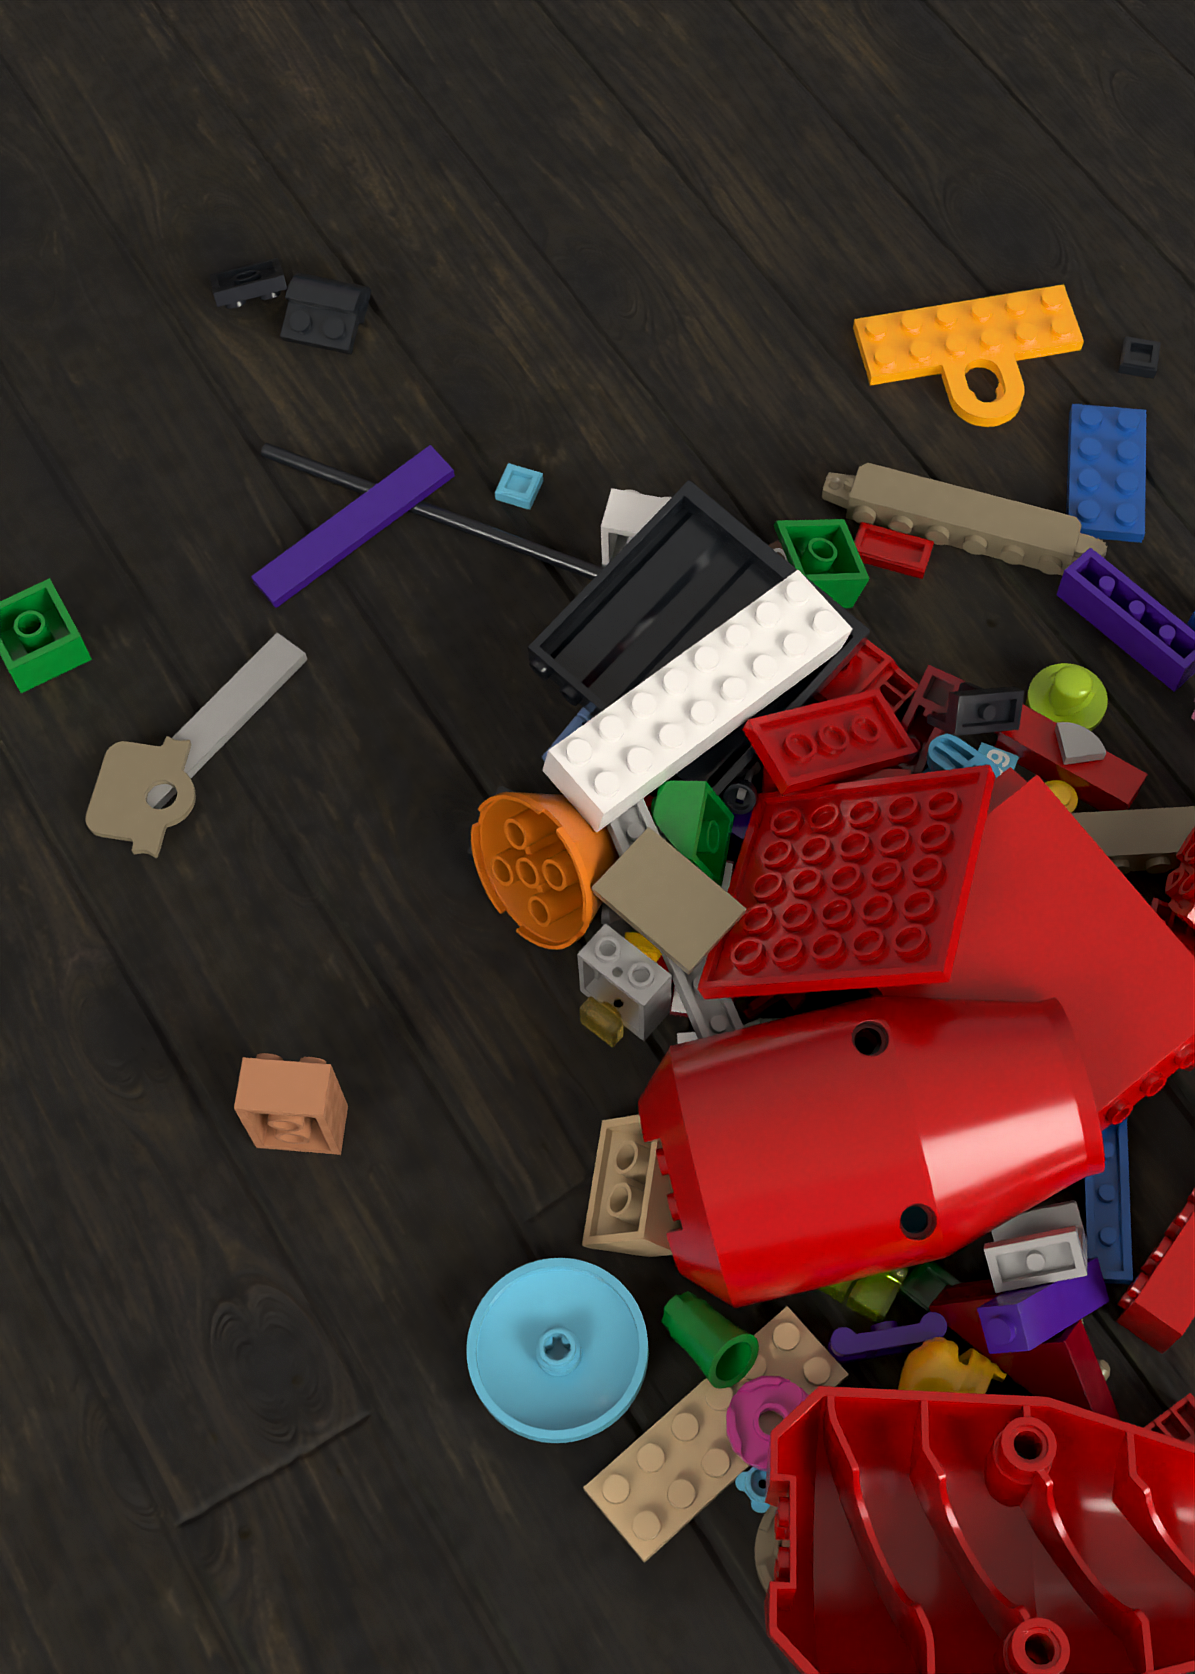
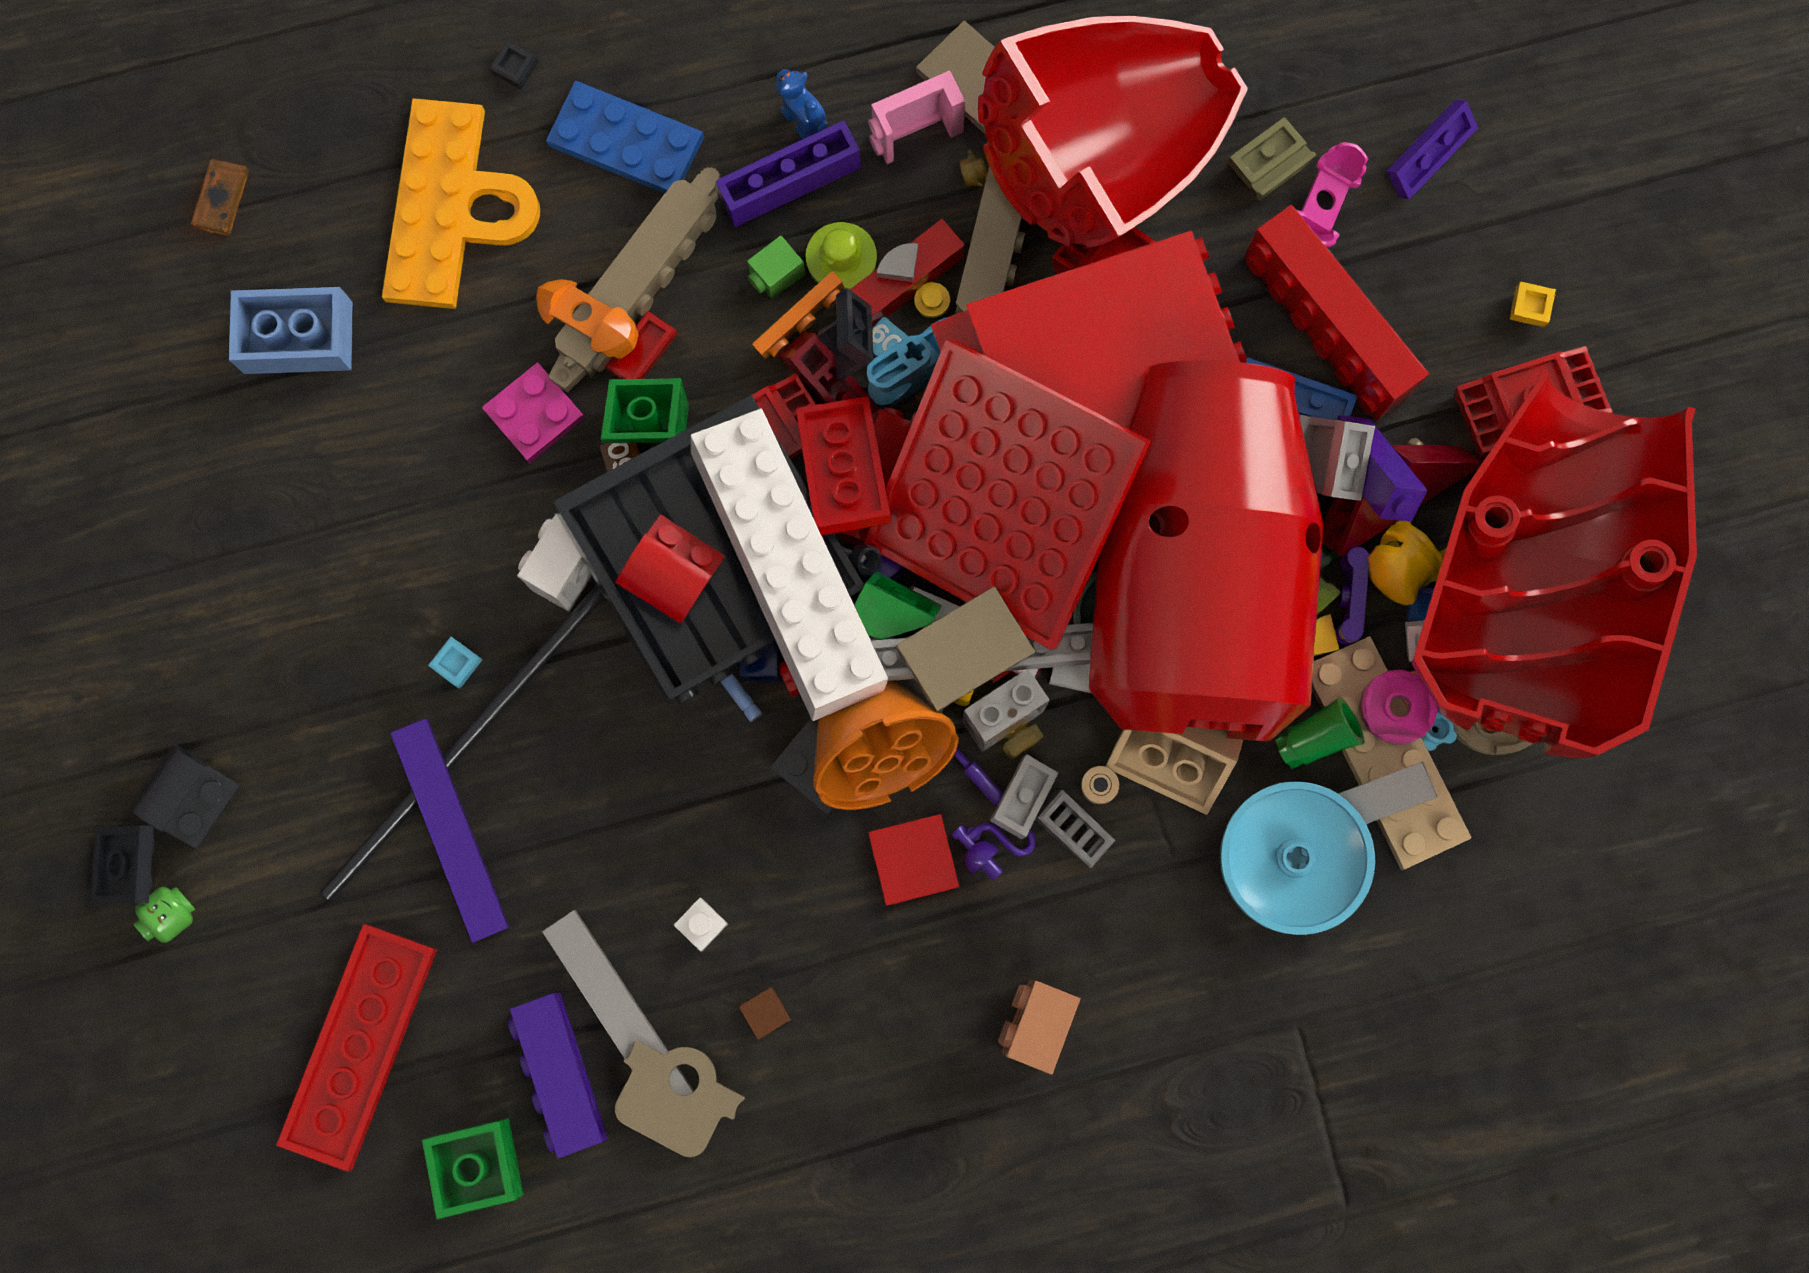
camera: 75 degrees left, 15 degrees up
(130, 514) = (356, 1048): none -> red plate
(141, 685) = (557, 1074): none -> dark purple brick
(212, 328) = (164, 915): none -> bright green head
(247, 855) = (765, 1013): none -> reddish brown tile
(322, 771) = (701, 924): none -> white plate
(443, 951) = (913, 860): none -> red tile
(467, 1013) = (981, 853): none -> dark purple piece
(517, 1082) = (1050, 804): none -> flat silver slope
(542, 1038) = (1024, 796): none -> light grey plate
(580, 1119) = (1100, 785): none -> tan tile
(659, 601) = (670, 568): none -> red brick
(664, 1437) = (1391, 793): none -> light grey tile
(789, 477) = (533, 413): none -> dark pink plate
(790, 255) = (290, 330): none -> medium blue brick
(825, 1316) = (1325, 636): none -> yellow tile
(896, 503) = (609, 328): none -> orange piece
(898, 170) = (220, 197): none -> clear orange tile
(981, 670) = (799, 317): none -> orange plate
(1026, 639) = (775, 268): none -> bright green brick

